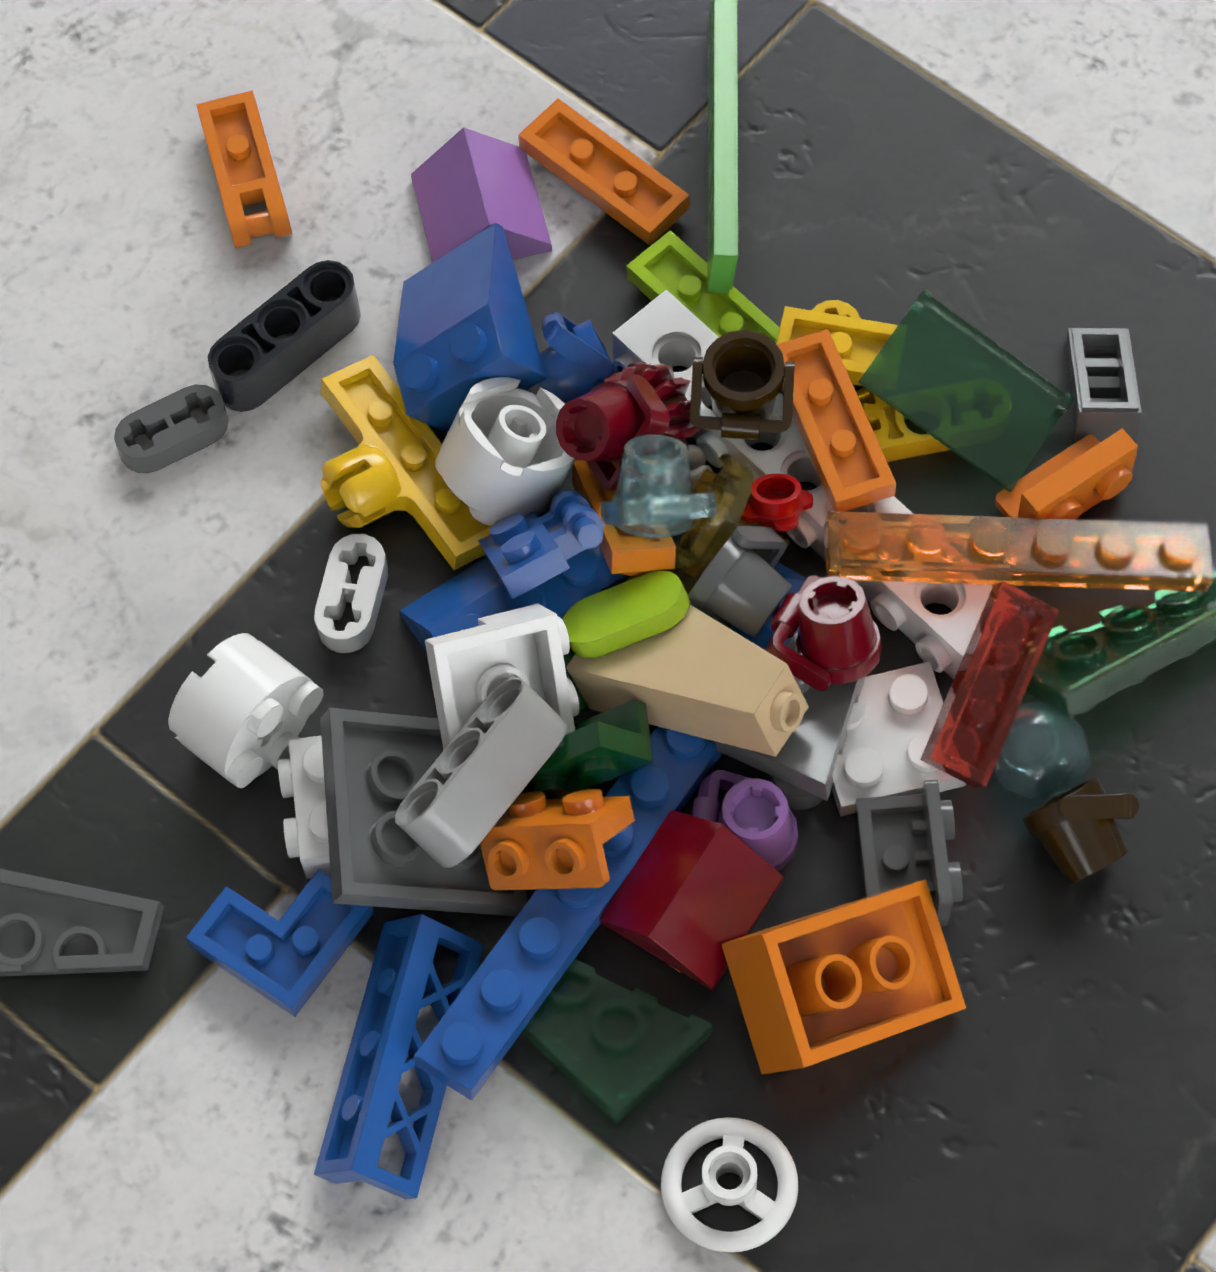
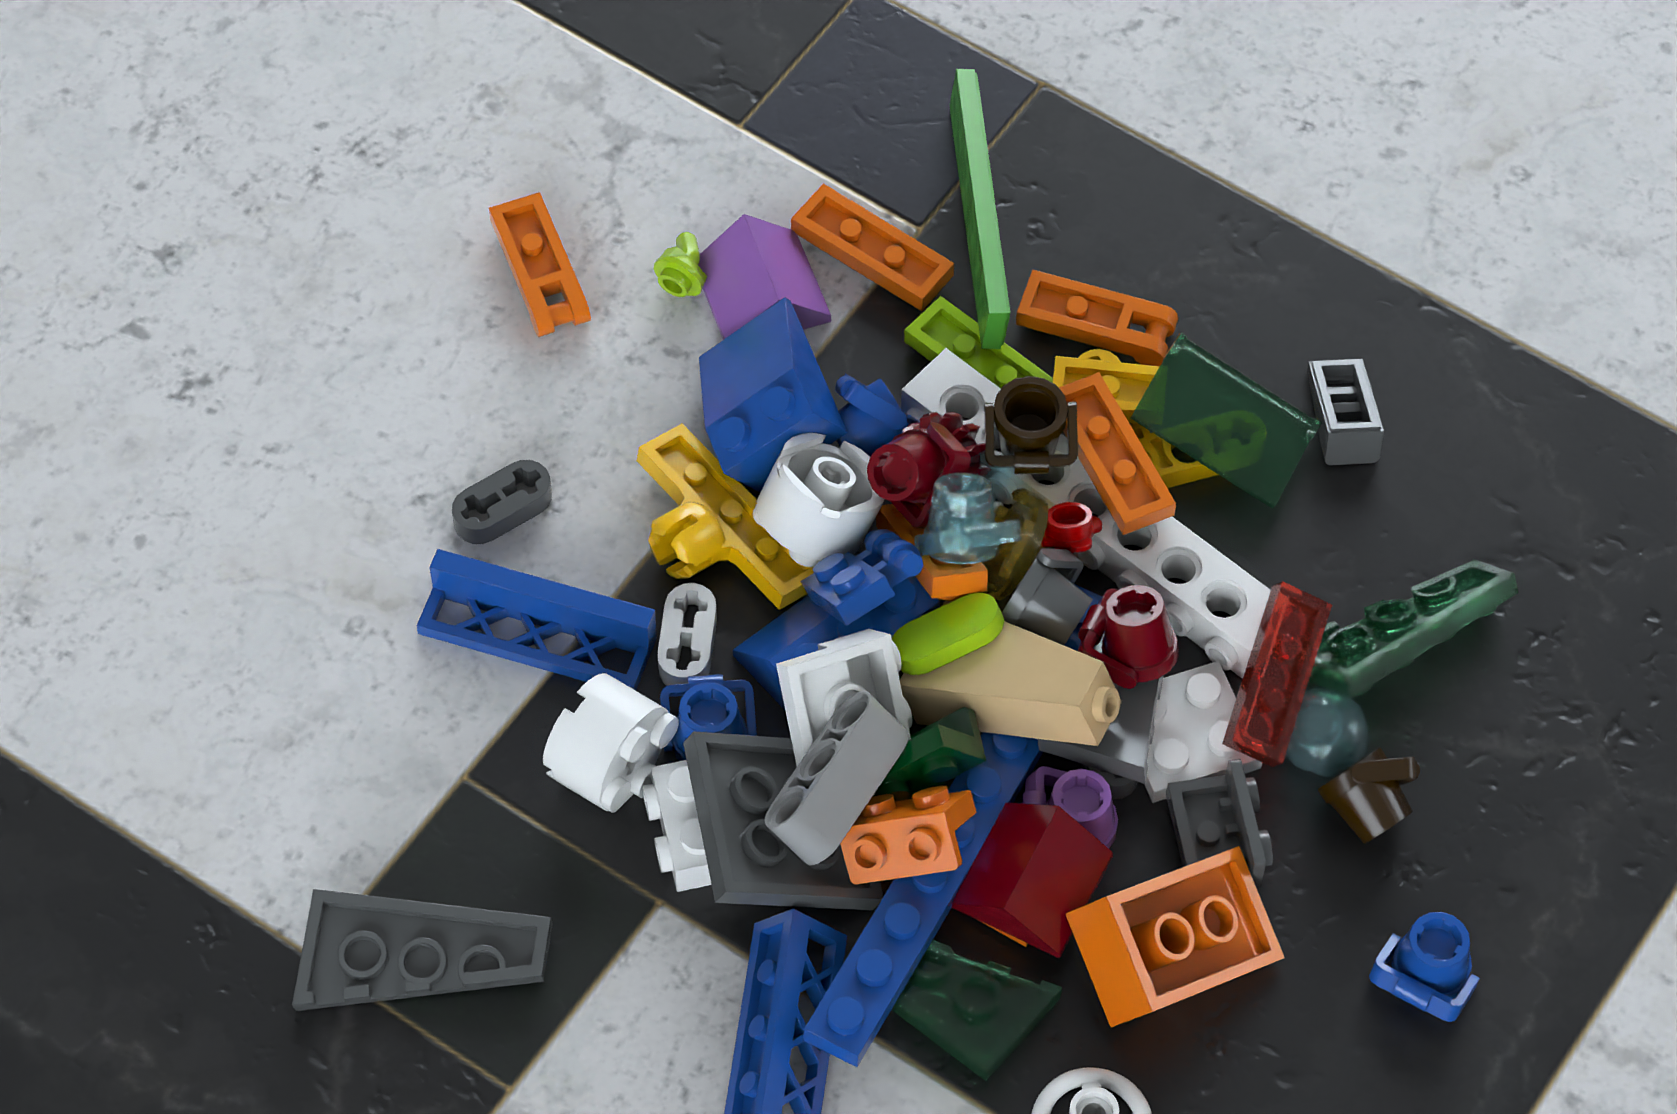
camera: 10 degrees left, 5 degrees down
(197, 545) = (541, 603): none -> blue fence
(285, 956) = (667, 958): blue plate -> none
(295, 310) = (606, 389): black beam -> none
(360, 680) = (709, 708): none -> blue piece
(392, 182) = (679, 268): none -> lime plate
(839, 263) = (1096, 317): none -> orange plate
(1018, 551) = (1289, 554): clear orange plate -> none
(1073, 479) = (1325, 498): orange bracket -> none
(1126, 1034) = (1429, 966): none -> blue piece

